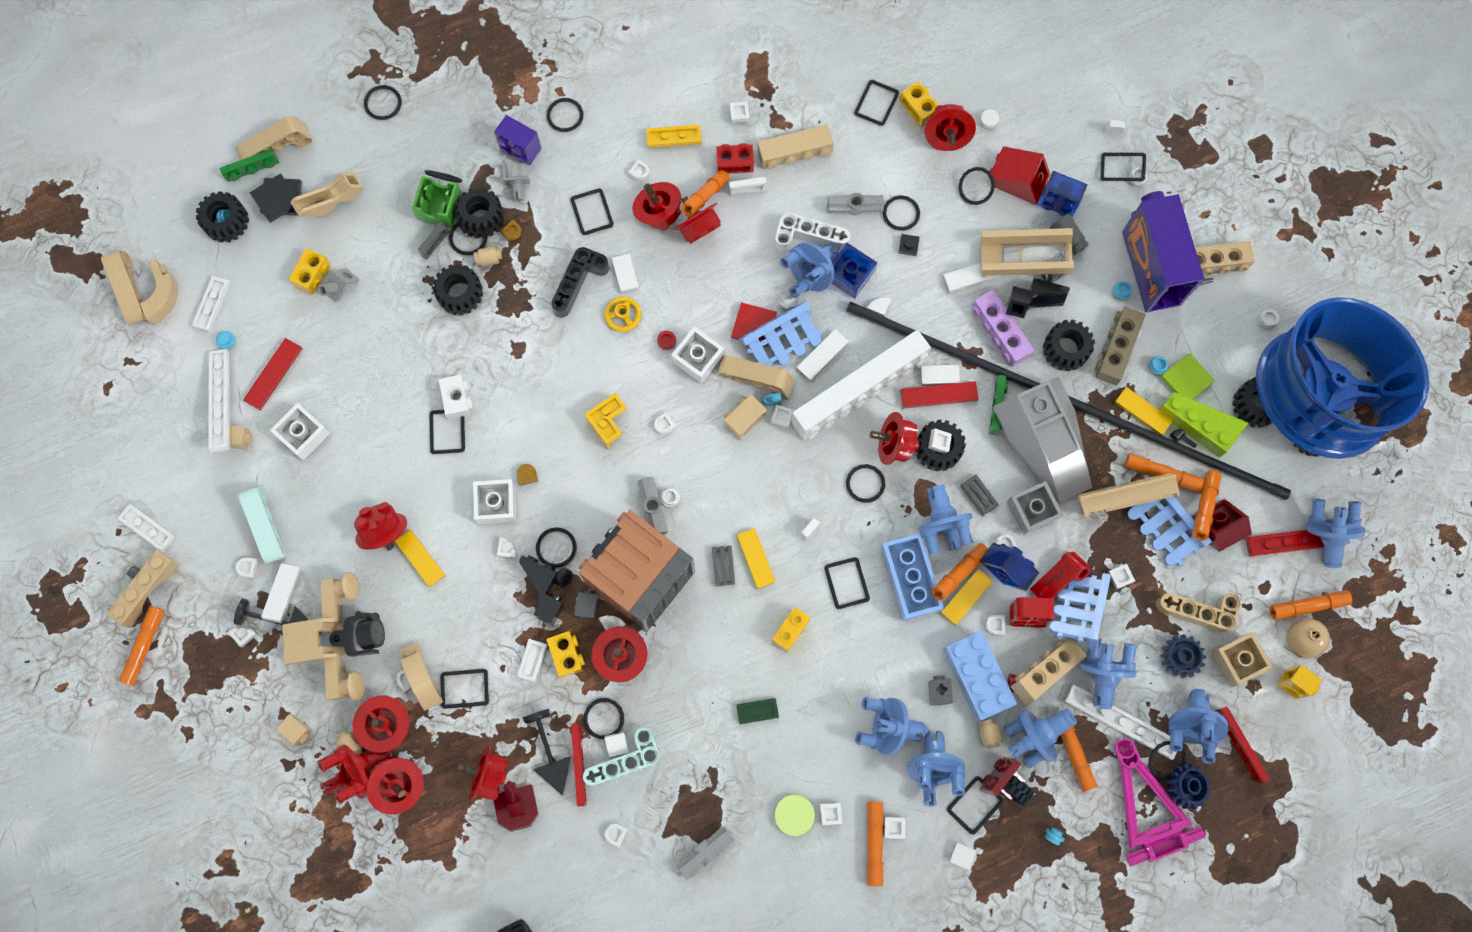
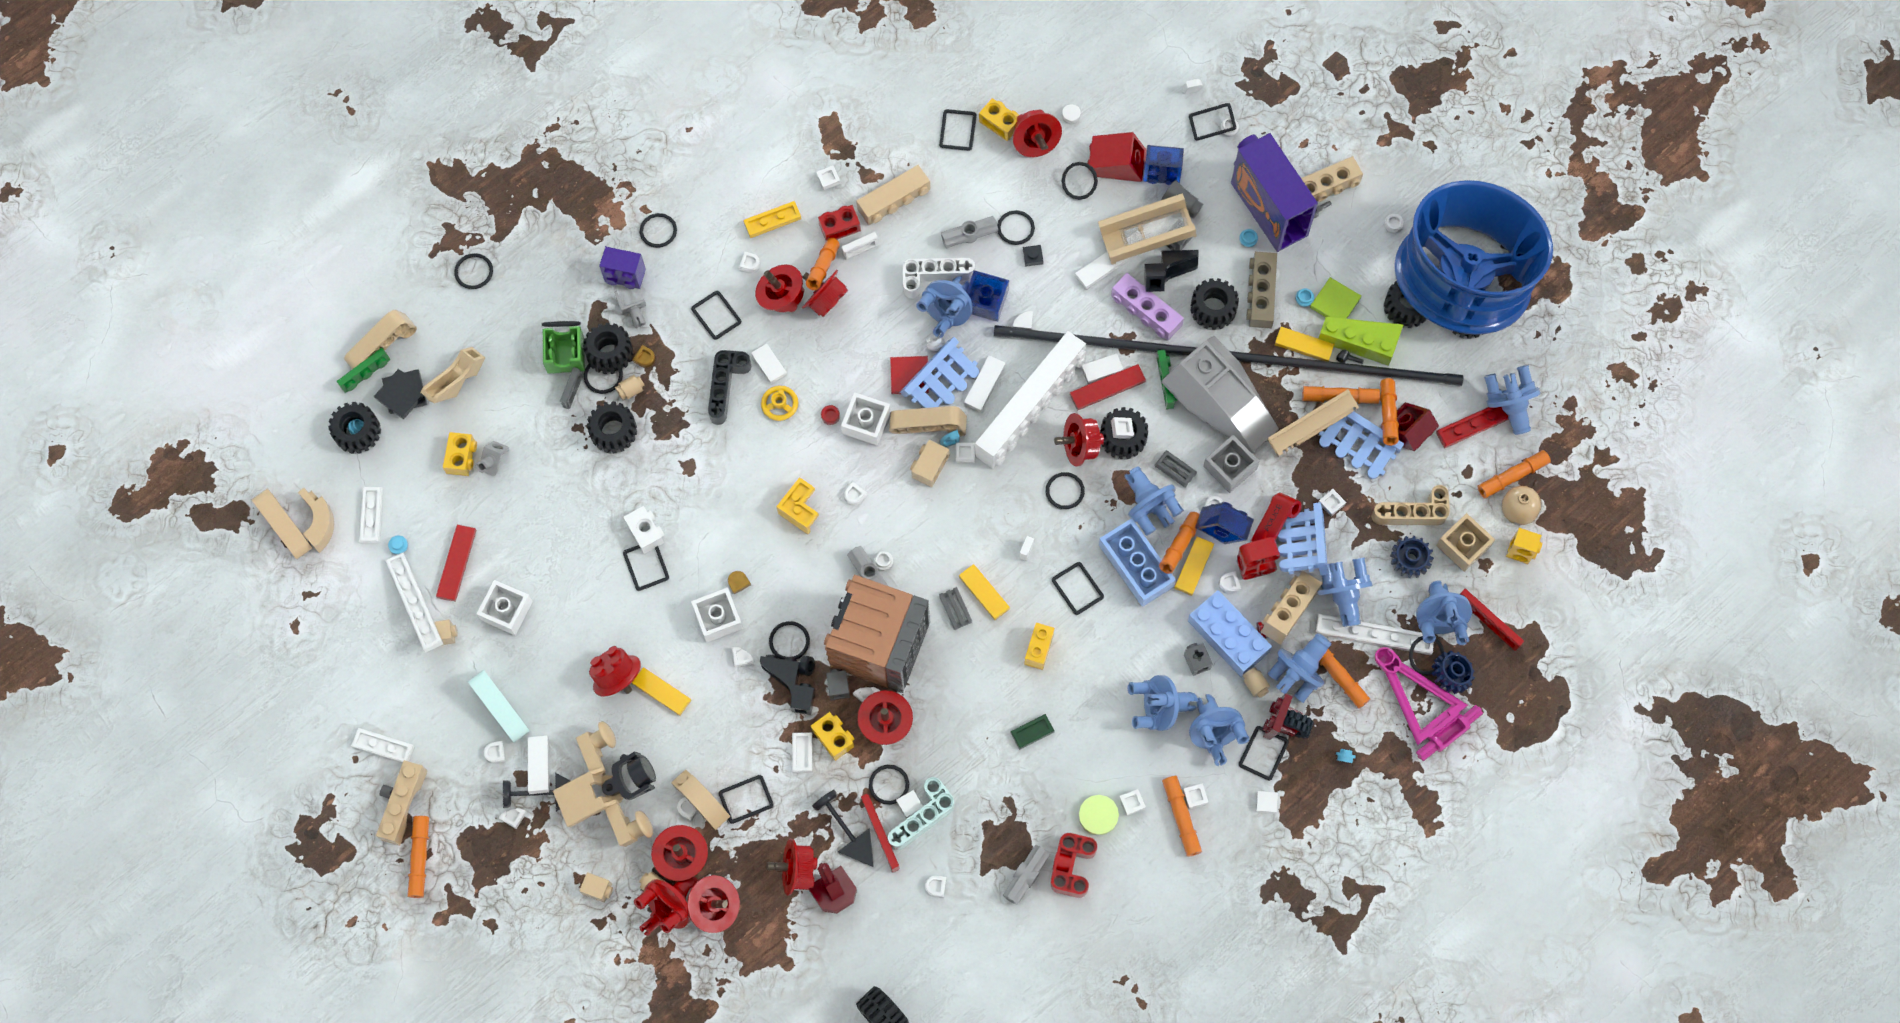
camera: 15 degrees left, 5 degrees down
(745, 854) = (1064, 864): none -> red beam

